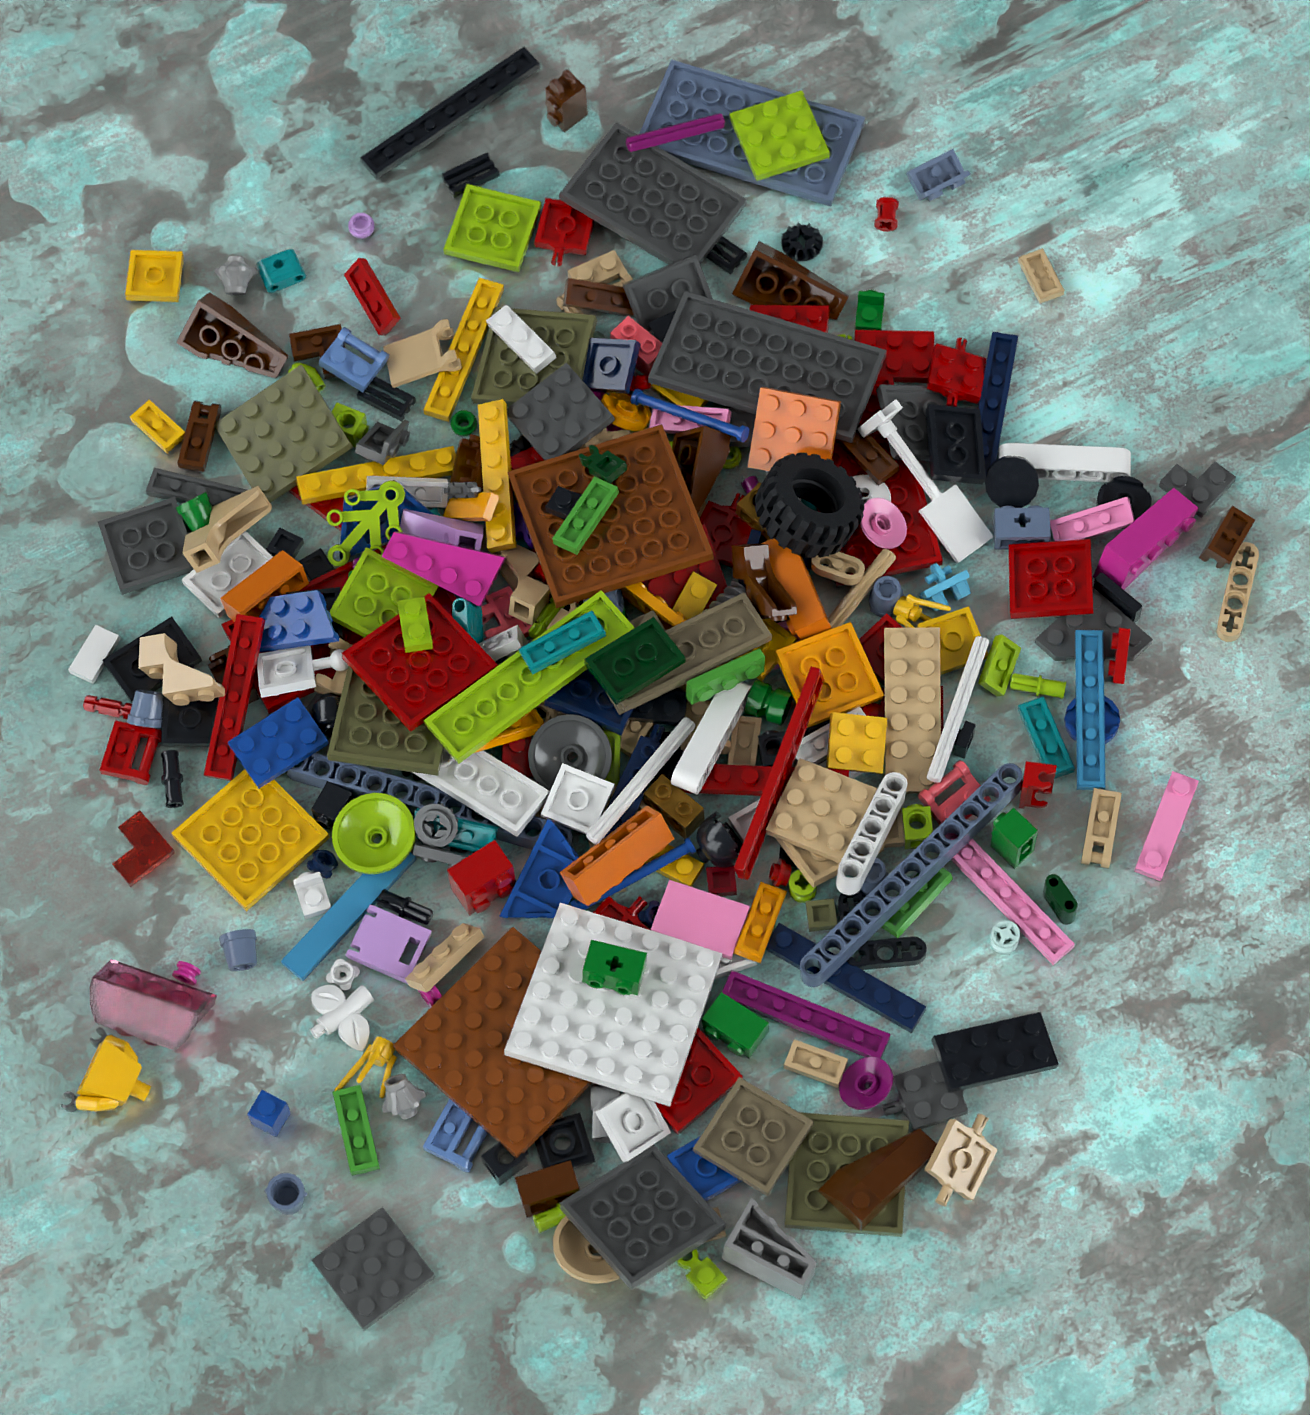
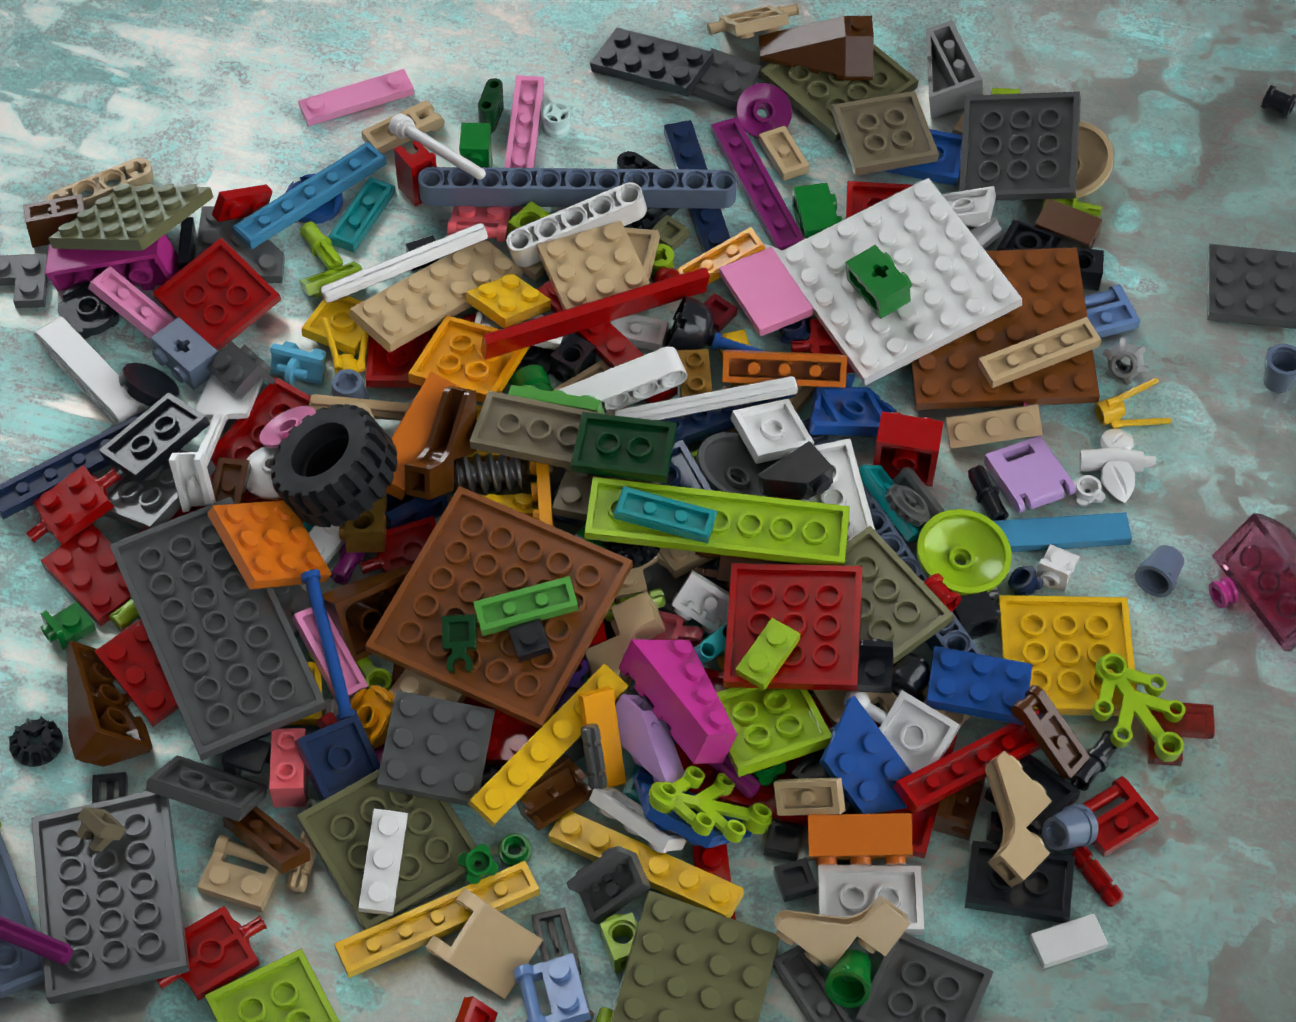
camera: 140 degrees left, 10 degrees down
(174, 830) = (1138, 704): none -> lime plant
(205, 749) = (1051, 732): none -> reddish brown plate
(269, 1113) = (1245, 434): blue brick -> none
(316, 577) = (809, 796): none -> tan plate
(341, 676) = (875, 666): none -> black bracket
(356, 778) = (939, 588): none -> red bush
(356, 1130) = (1181, 376): bright green plate -> none
(457, 1026) = (1039, 352): none -> tan plate
(466, 382) = (481, 854): none -> green plate
(519, 768) = (798, 474): none -> black slope
(694, 216) = (100, 824): none -> dark tan tile
(966, 542) = (239, 369): none -> dark grey bracket
(1088, 811) = (404, 127): none -> white piece
(1163, 562) = (131, 217): none -> olive plate

